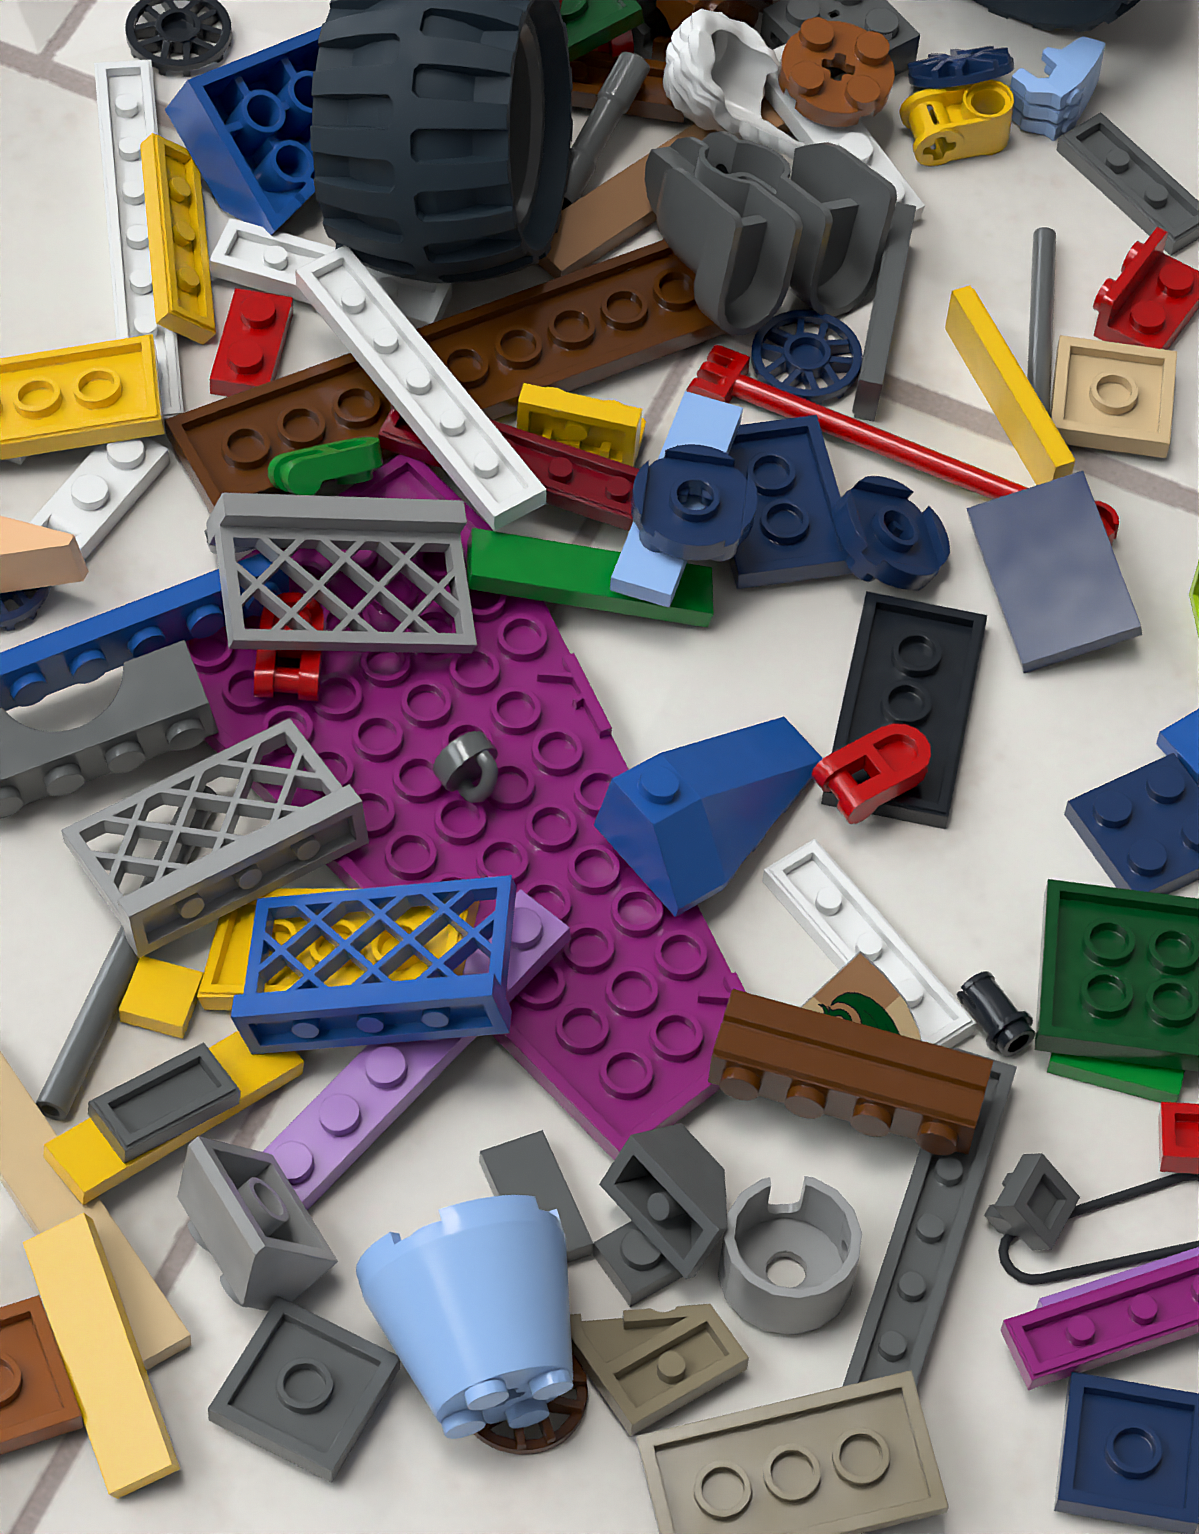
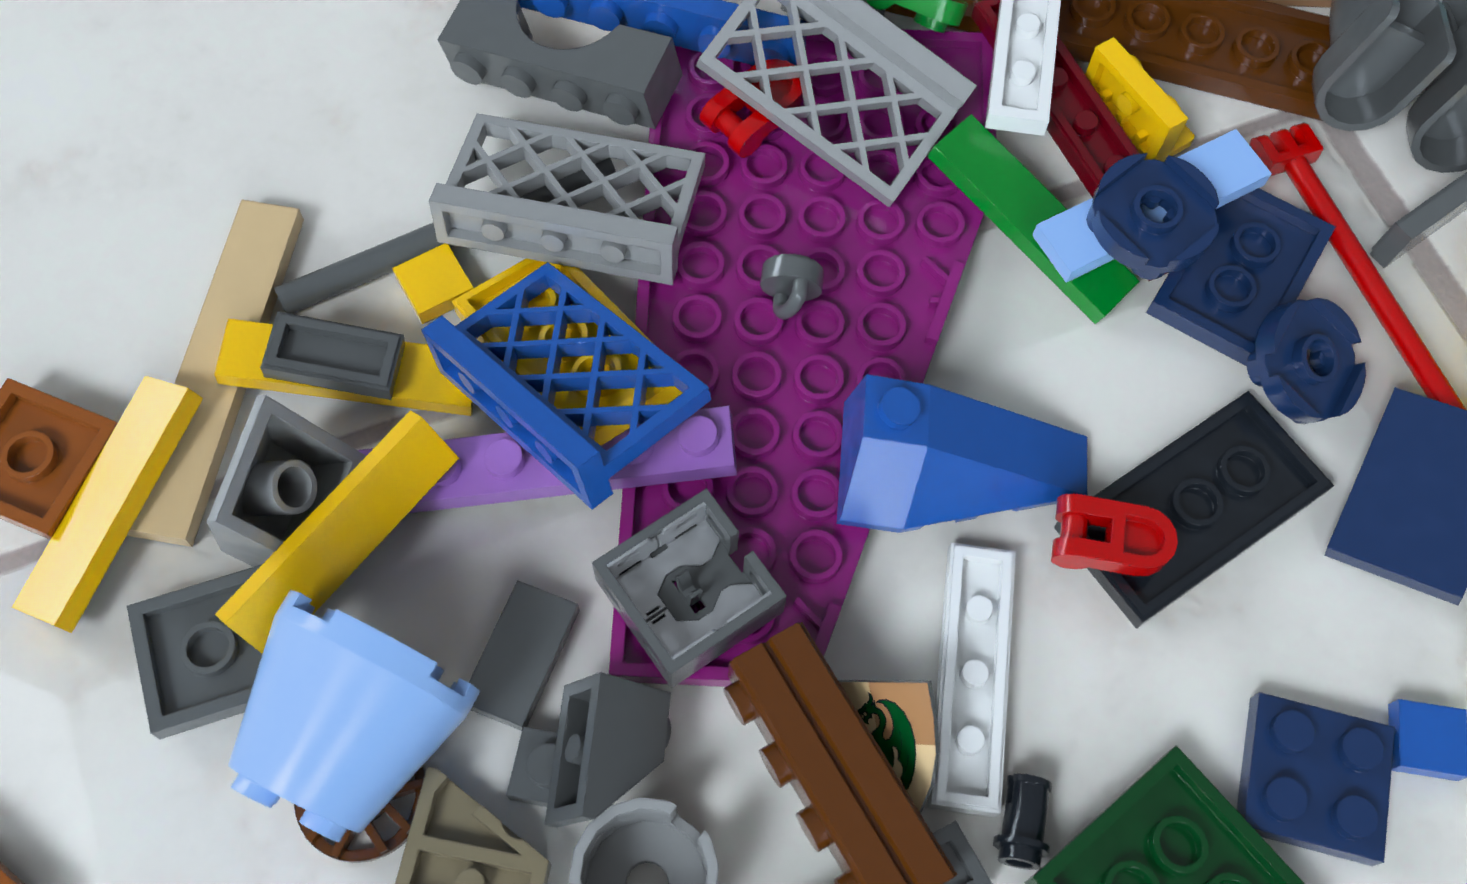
camera: 45 degrees right, 10 degrees up
(332, 1208) = (342, 527): none -> yellow tile
(598, 1012) = (694, 551): none -> piece
(807, 355) = (1373, 180): dark blue wheel -> none

